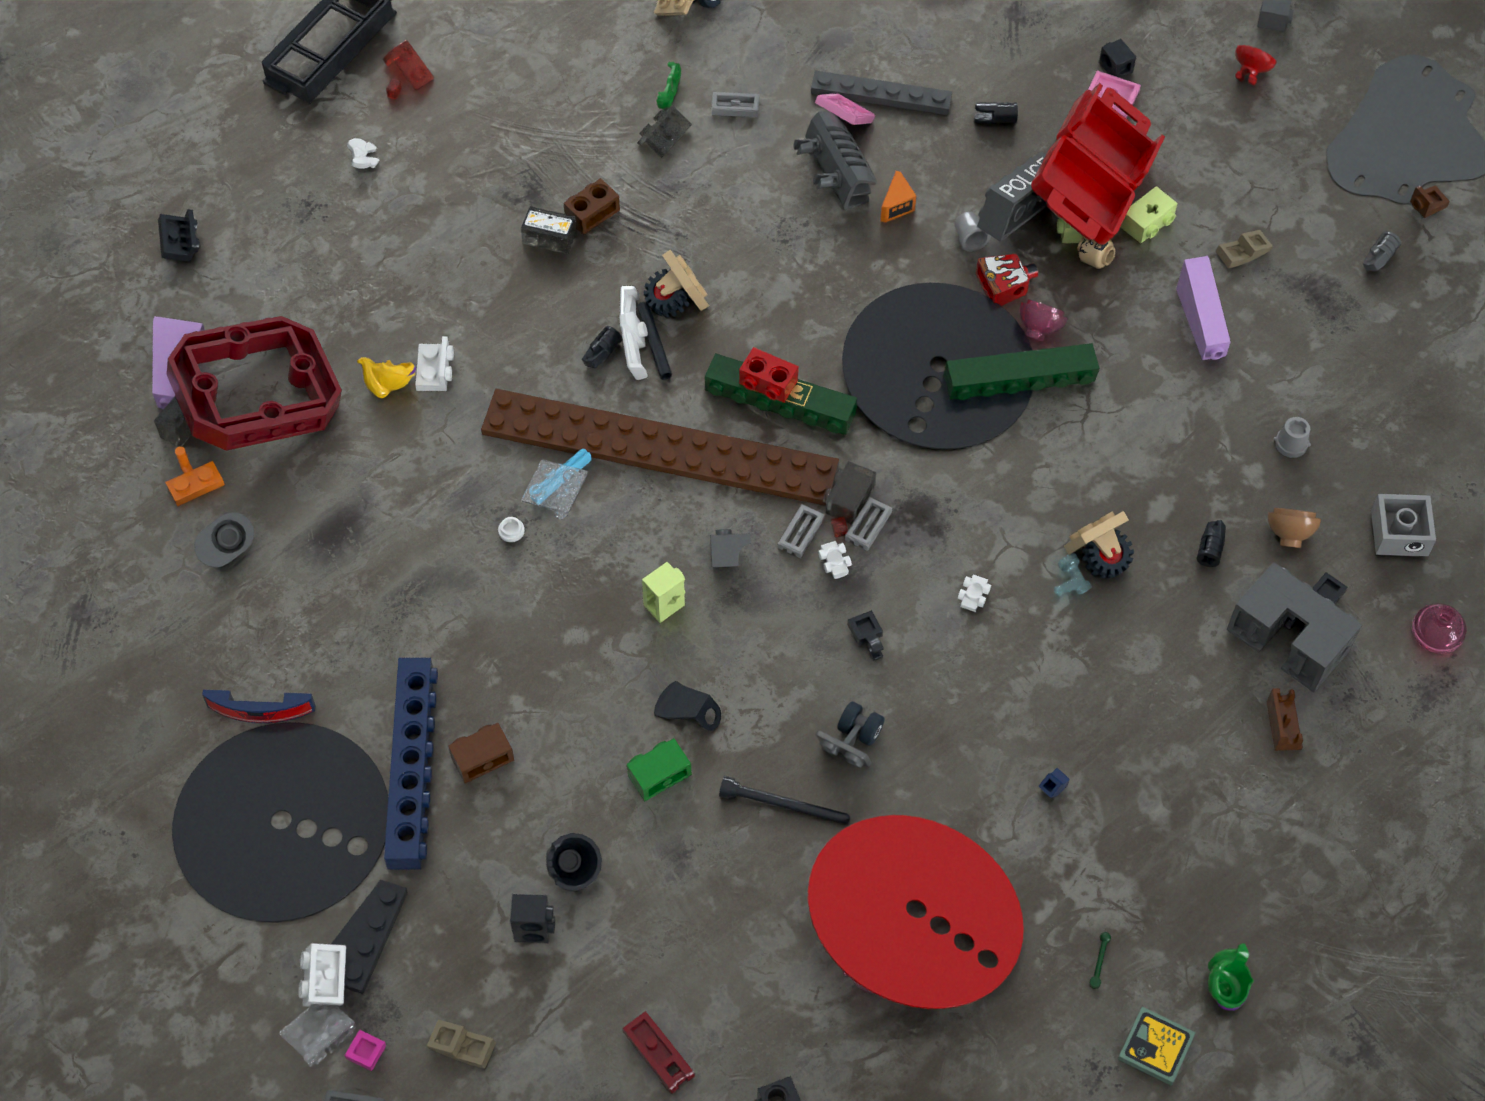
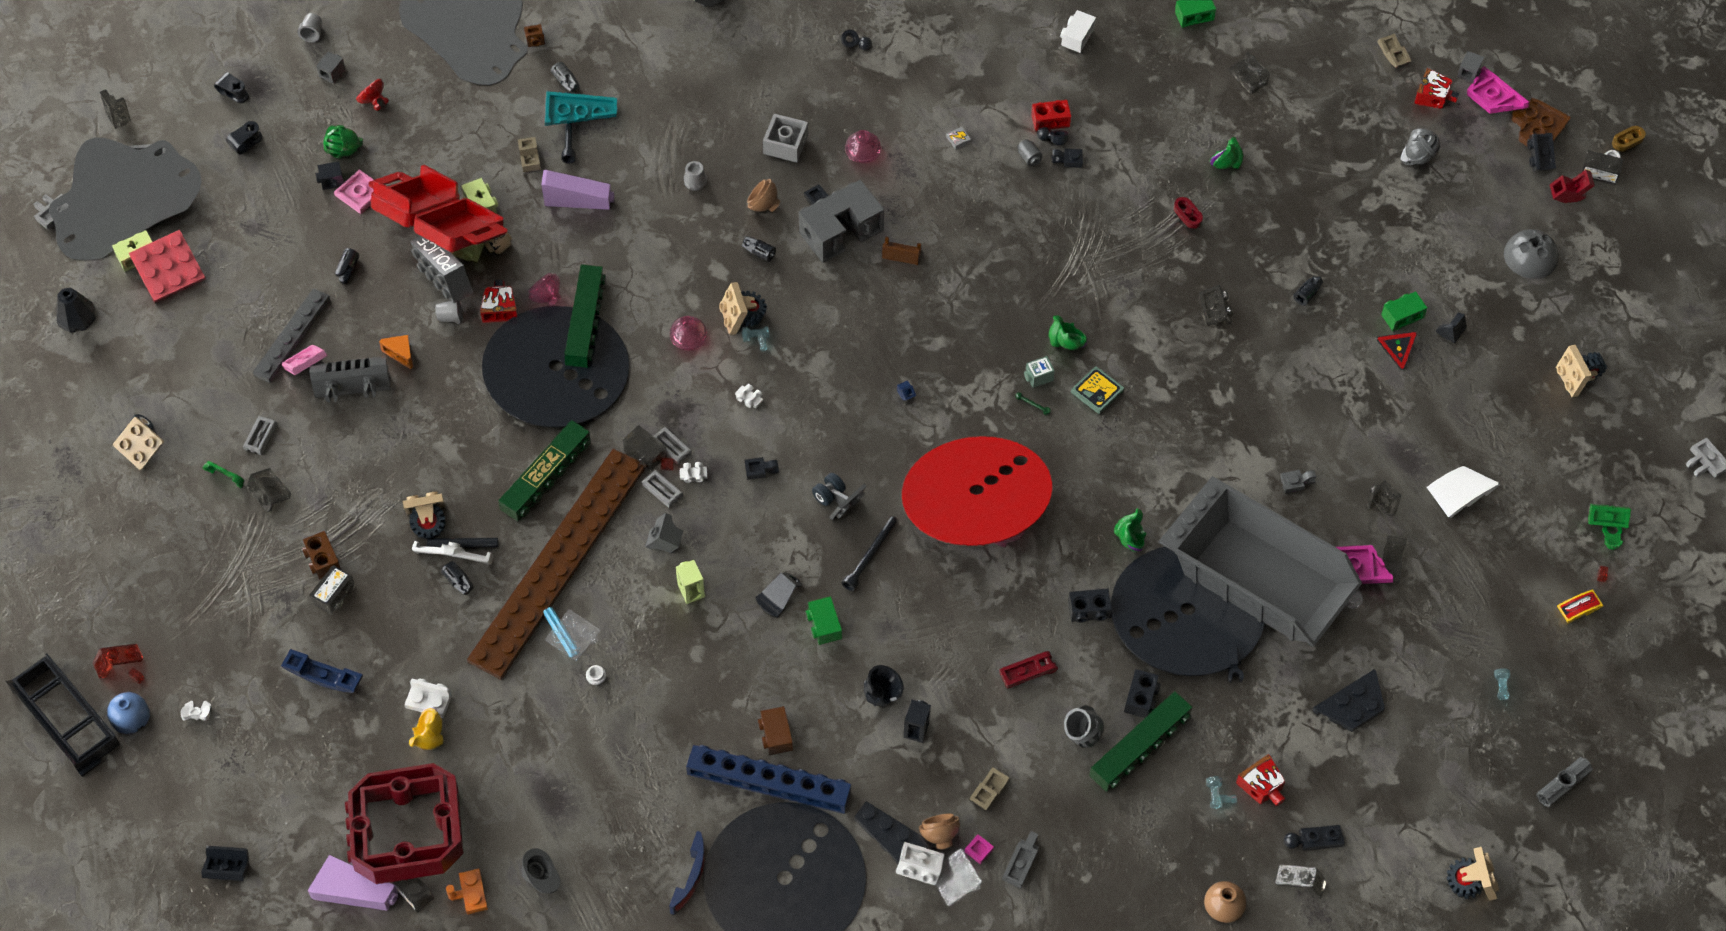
camera: 75 degrees left, 0 degrees up
(345, 94) = (128, 712): none -> medium blue cylinder
(378, 988) = (940, 829): none -> medium nougat piece
(440, 250) = (320, 673): none -> dark blue slope
(769, 371) = (533, 465): red brick -> none
(1044, 502) = (688, 337): none -> clear pink piece
(1152, 953) = (1039, 372): none -> sand green brick
(1171, 56) = (343, 141): none -> green helmet
(1262, 289) = (568, 154): none -> black piece
(1335, 274) = (571, 108): none -> teal wing

